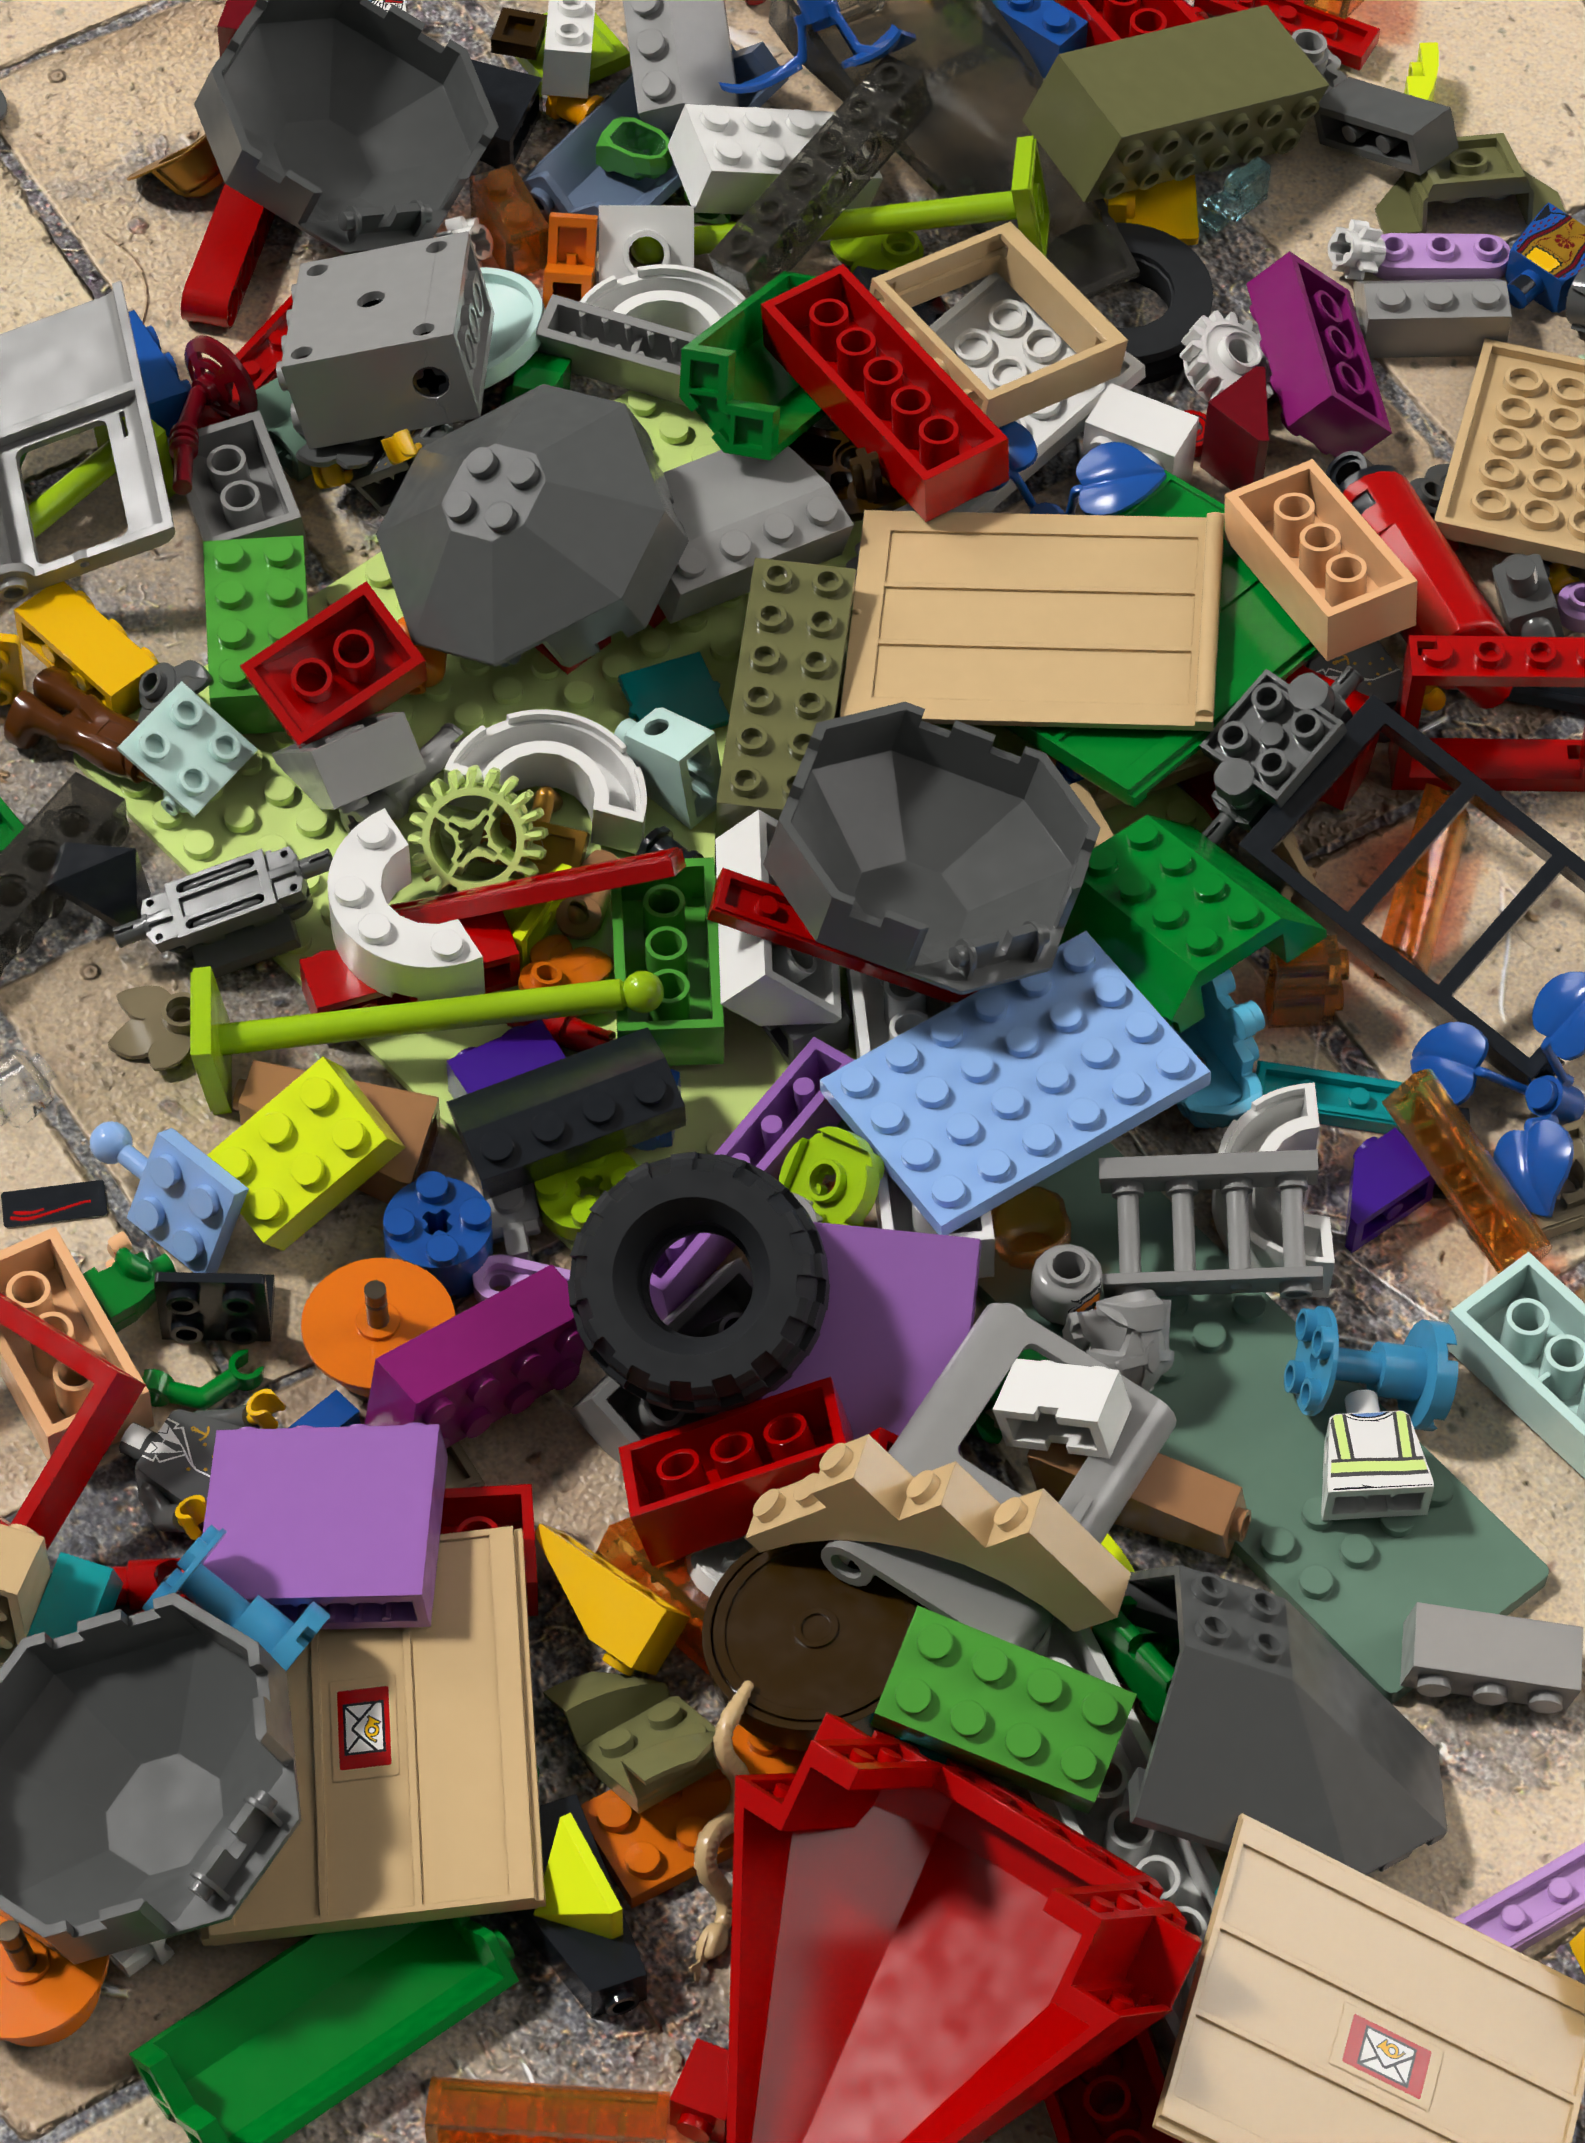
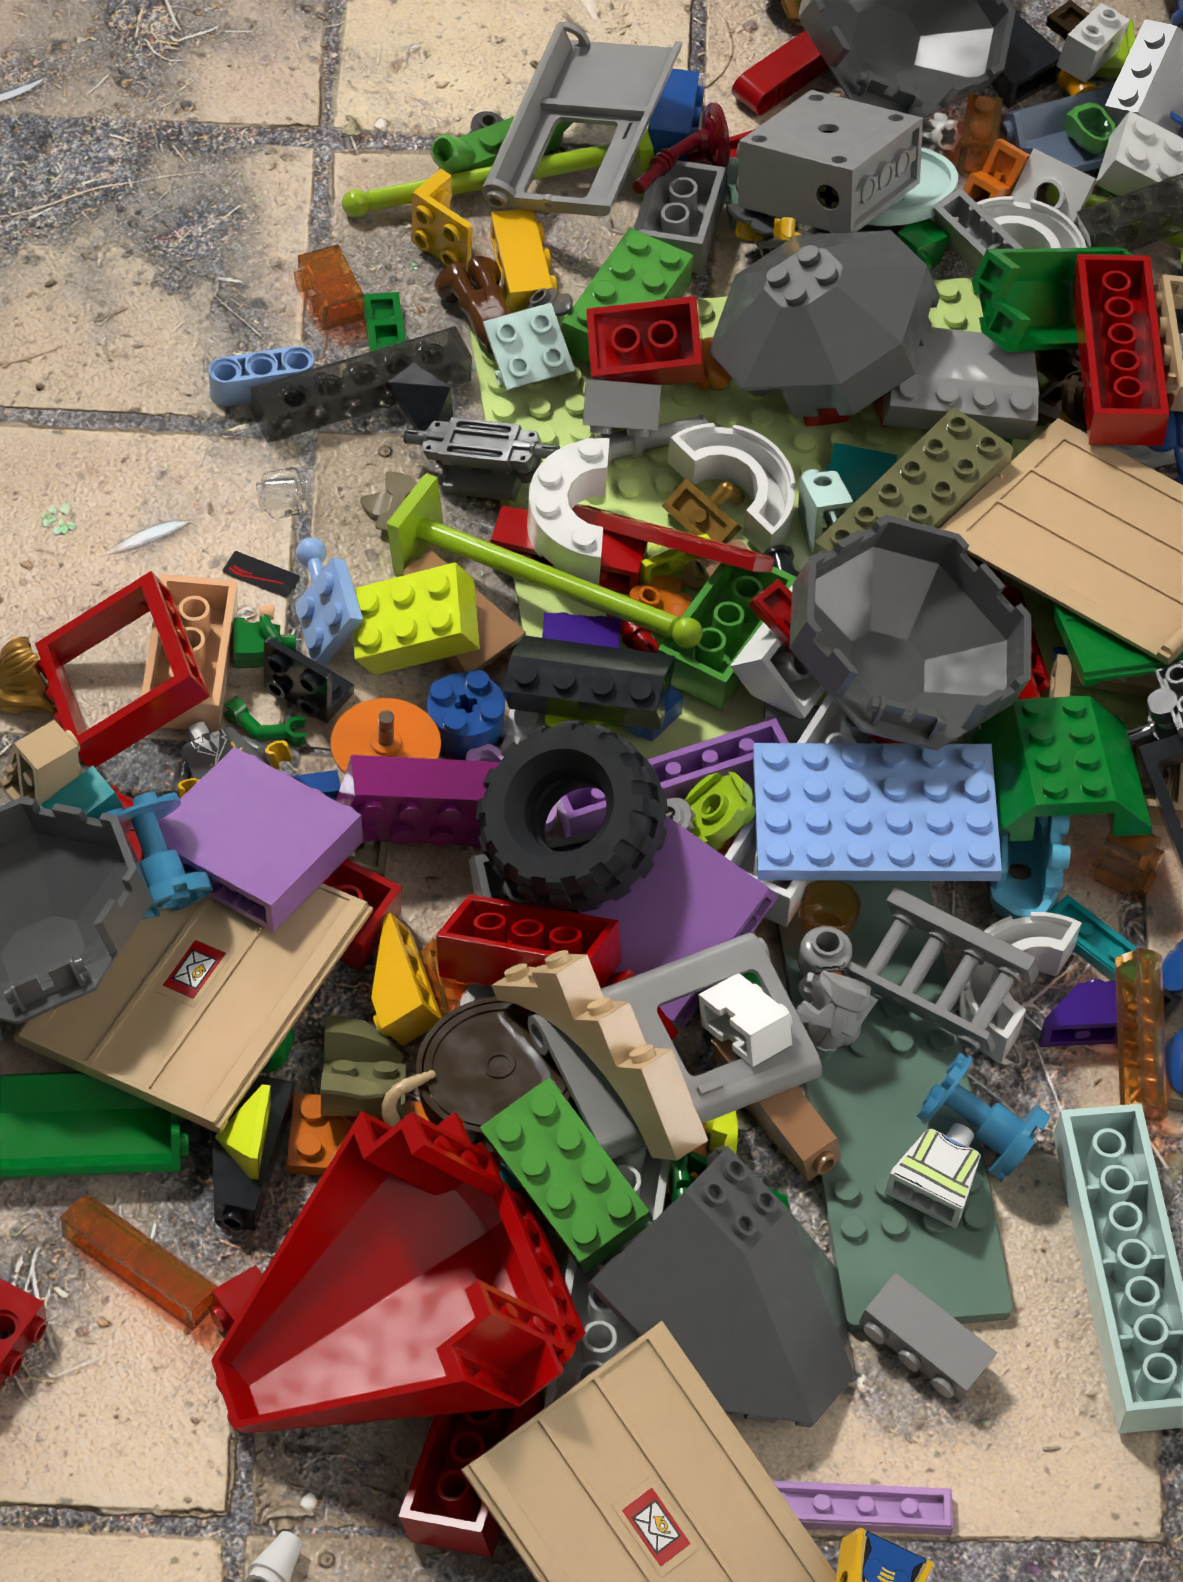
camera: 30 degrees right, 0 degrees up
(458, 824) = (684, 491): yellowish green gear -> none

